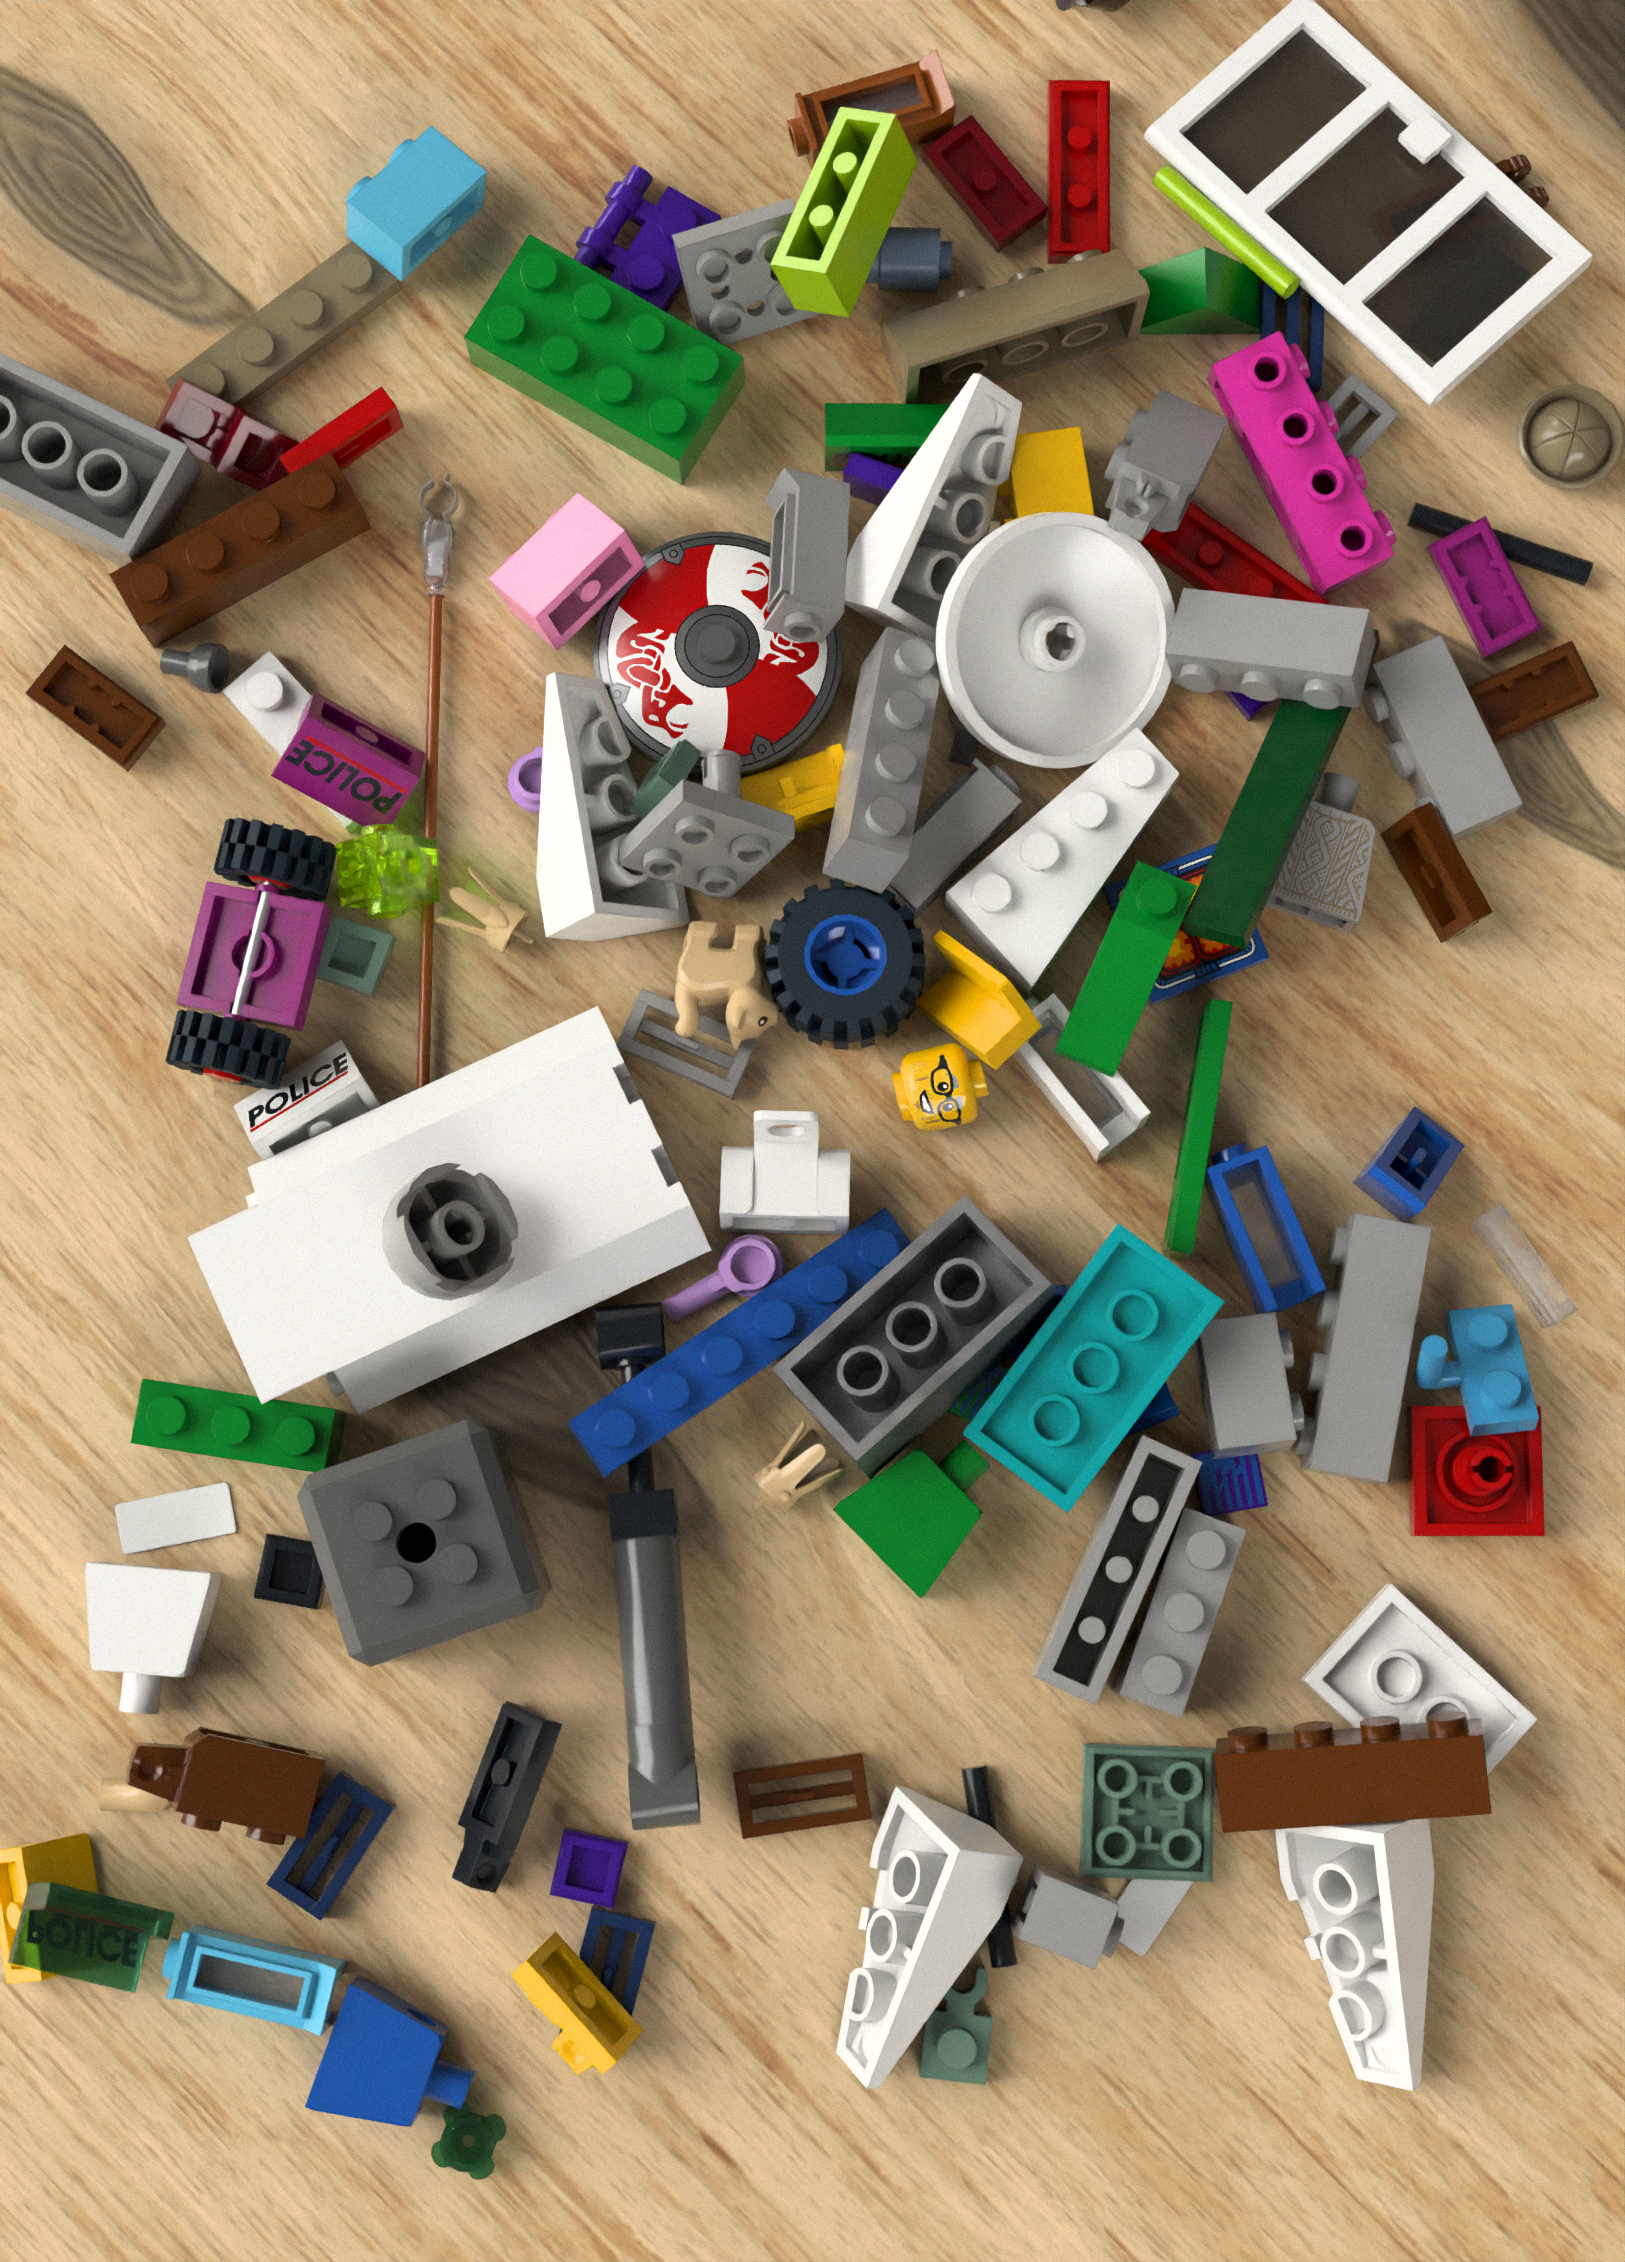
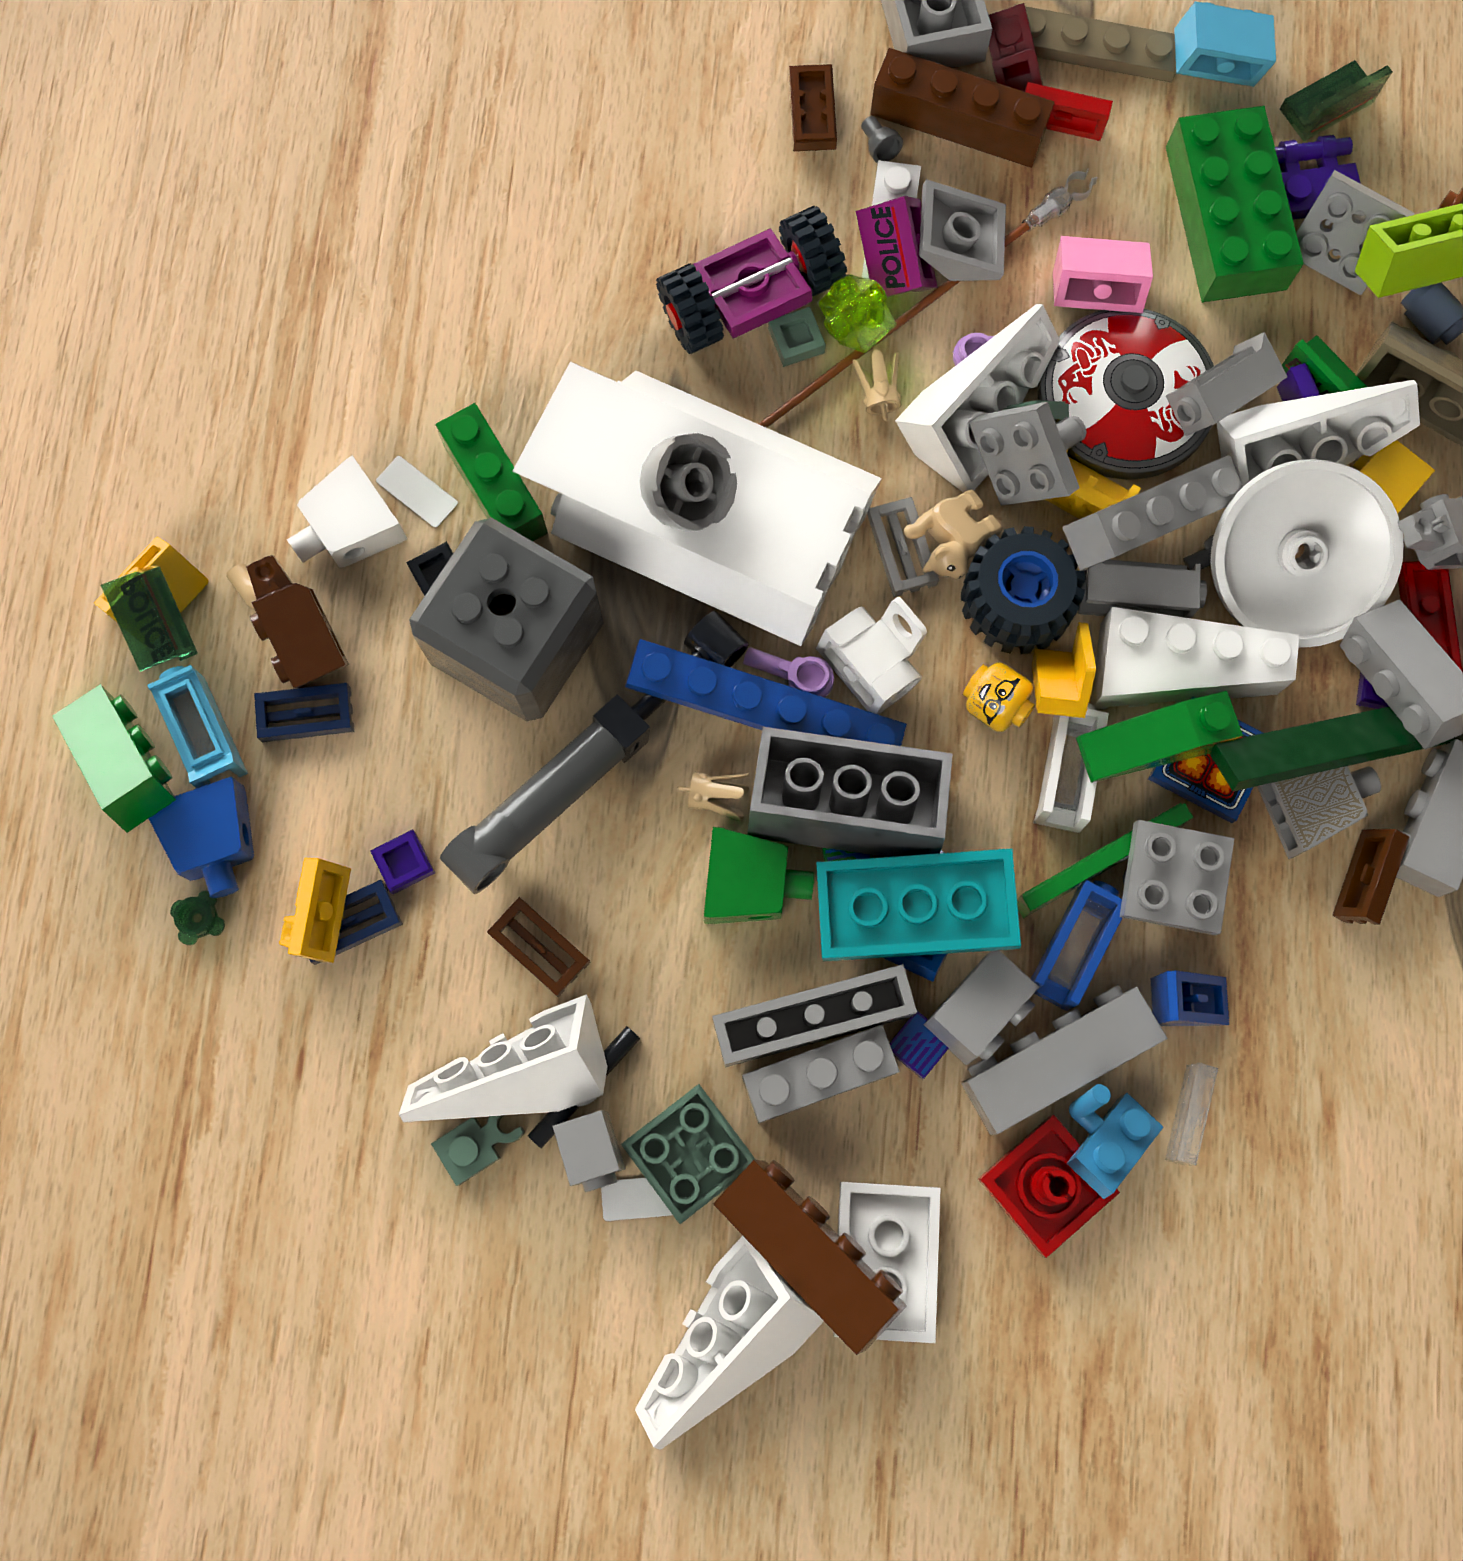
camera: 50 degrees right, 5 degrees down
(221, 2095) = (115, 757): none -> brick
(308, 1102) = (697, 375): white panel -> none
(390, 677) = (962, 233): none -> light grey slope
(503, 1794) = (403, 780): black hinge -> none
(573, 141) = (1333, 99): none -> clear green panel
(1281, 1077) = (1177, 877): none -> light grey plate

